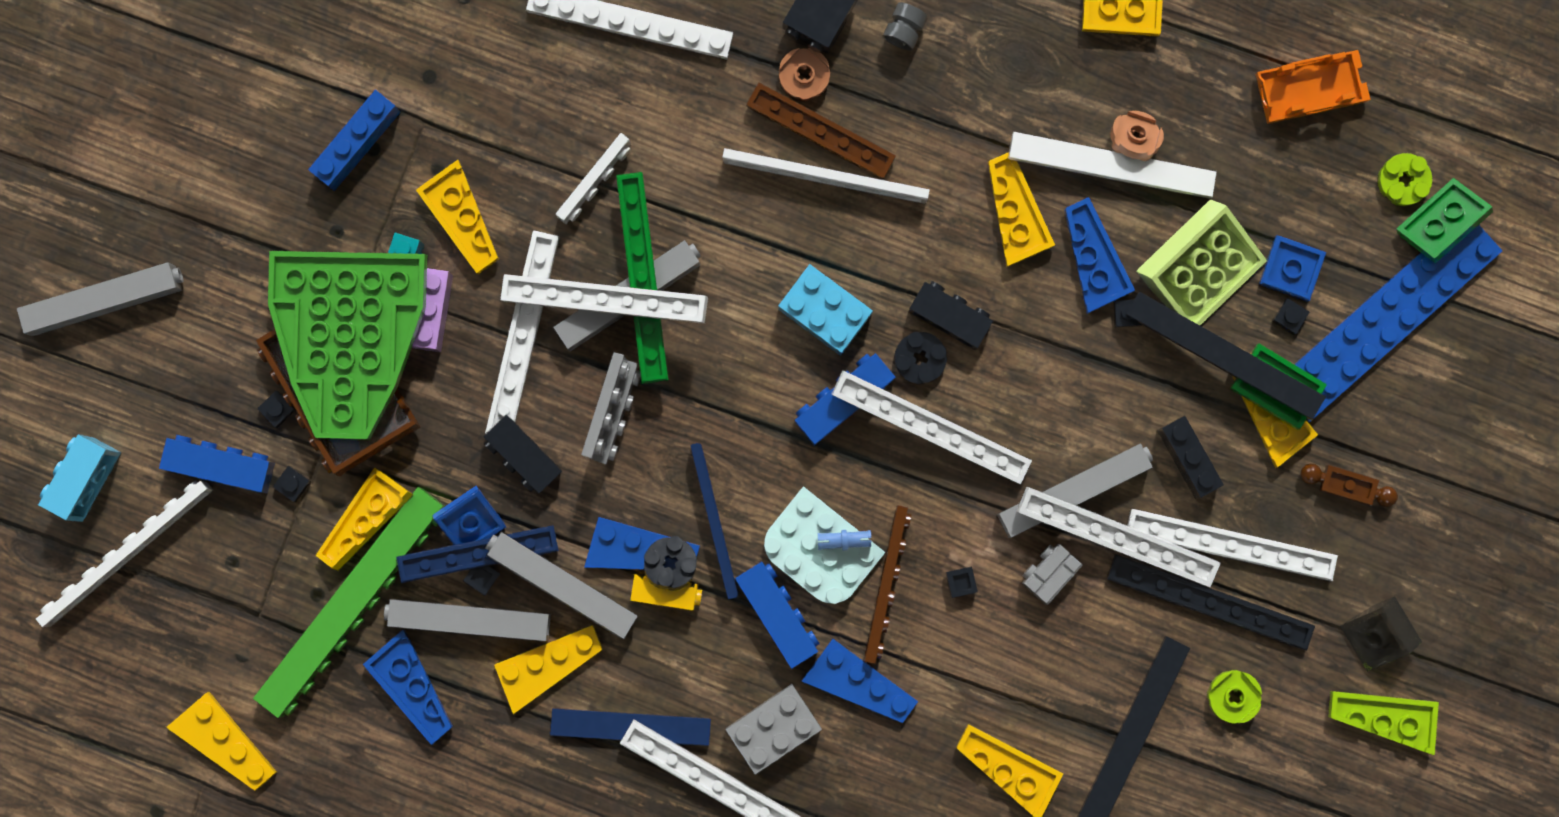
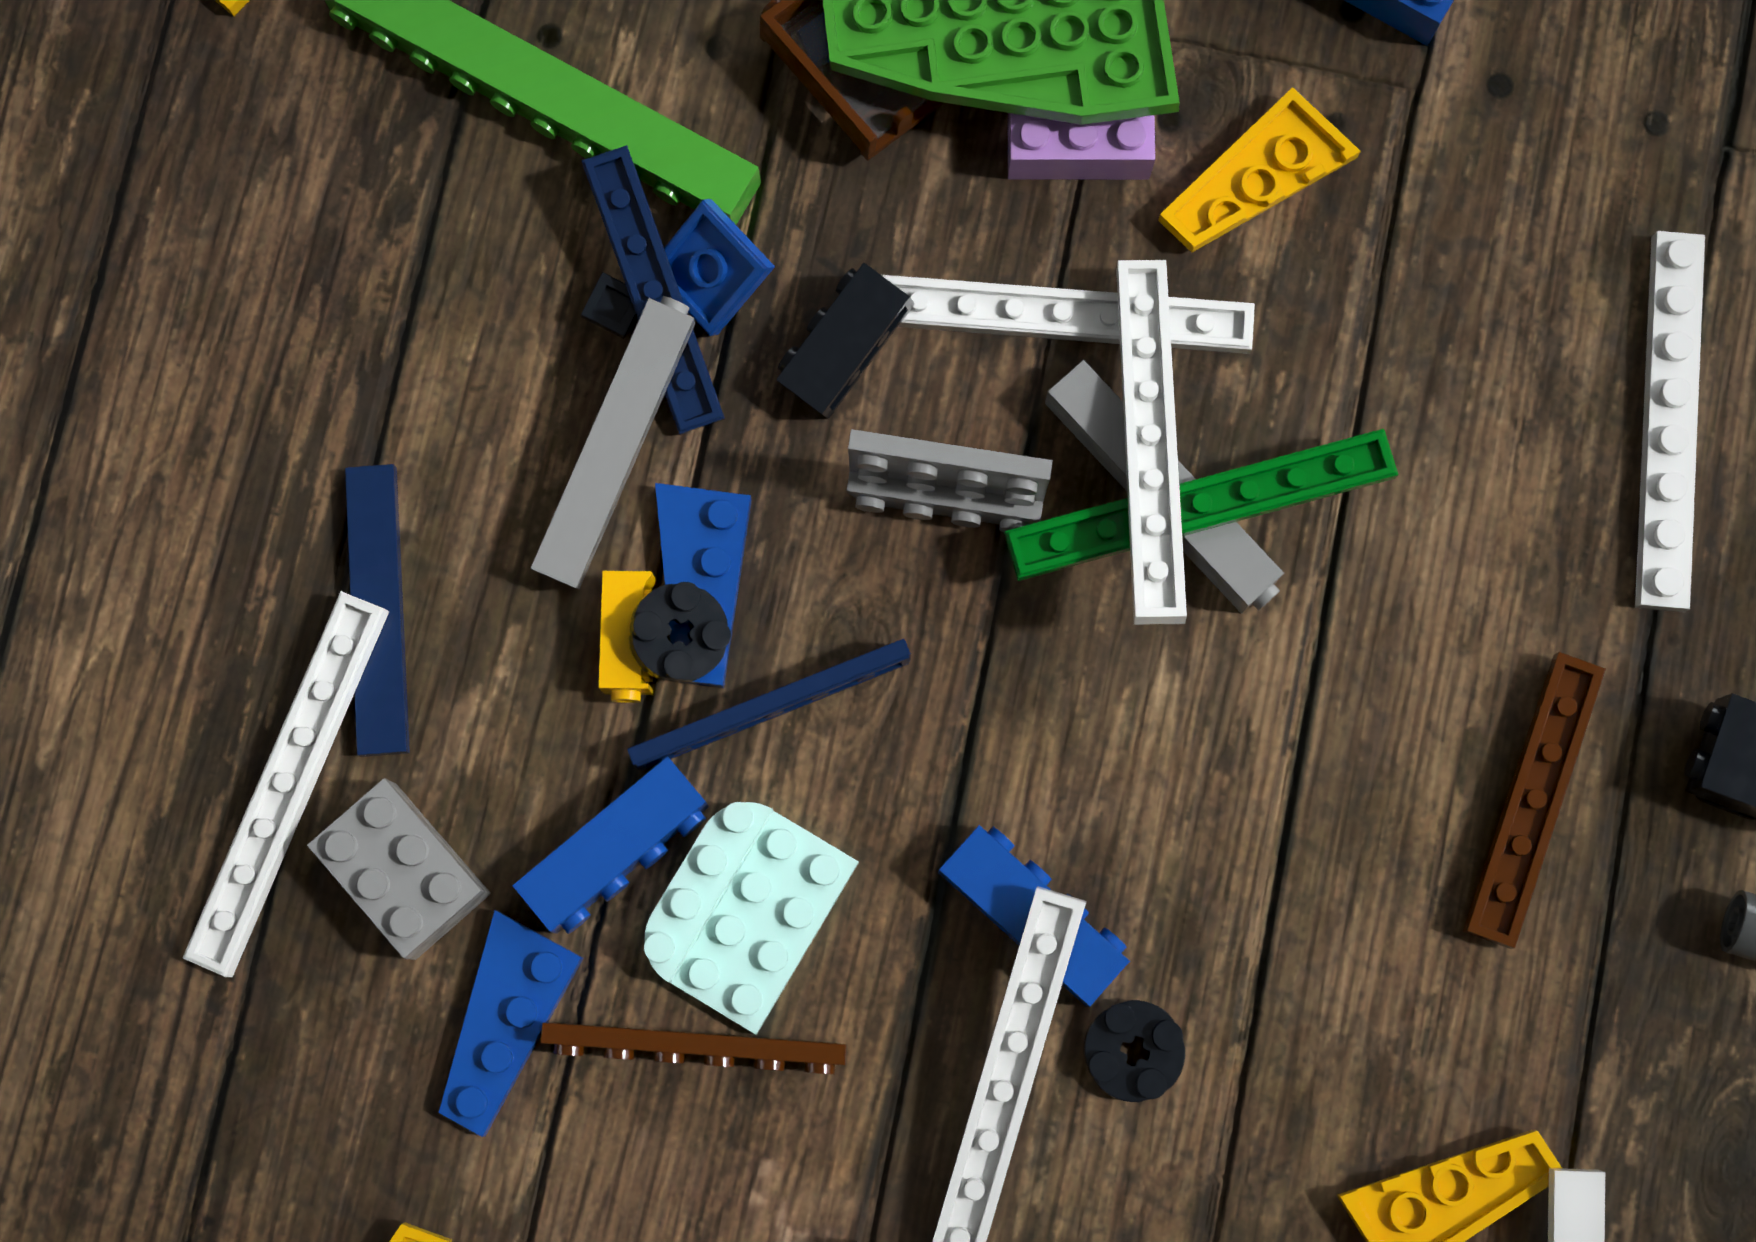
camera: 85 degrees right, 5 degrees down
(367, 513) = (699, 91): yellow wing -> none
(405, 245) = (1191, 81): teal brick -> none
(407, 683) = (409, 207): blue wing -> none
(468, 620) = (534, 295): light grey brick -> none
(542, 667) = (463, 433): yellow wing -> none
(587, 188) = (1353, 387): white plate -> none
(803, 59) = (1665, 748): nougat plate -> none
(825, 176) = (1450, 822): white tile -> none
(825, 309) = (1197, 855): medium azure brick -> none
(844, 540) = (766, 951): medium blue pin -> none
(951, 315) = (1226, 1098): black brick -> none
(961, 582) = (718, 1190): black plate -> none

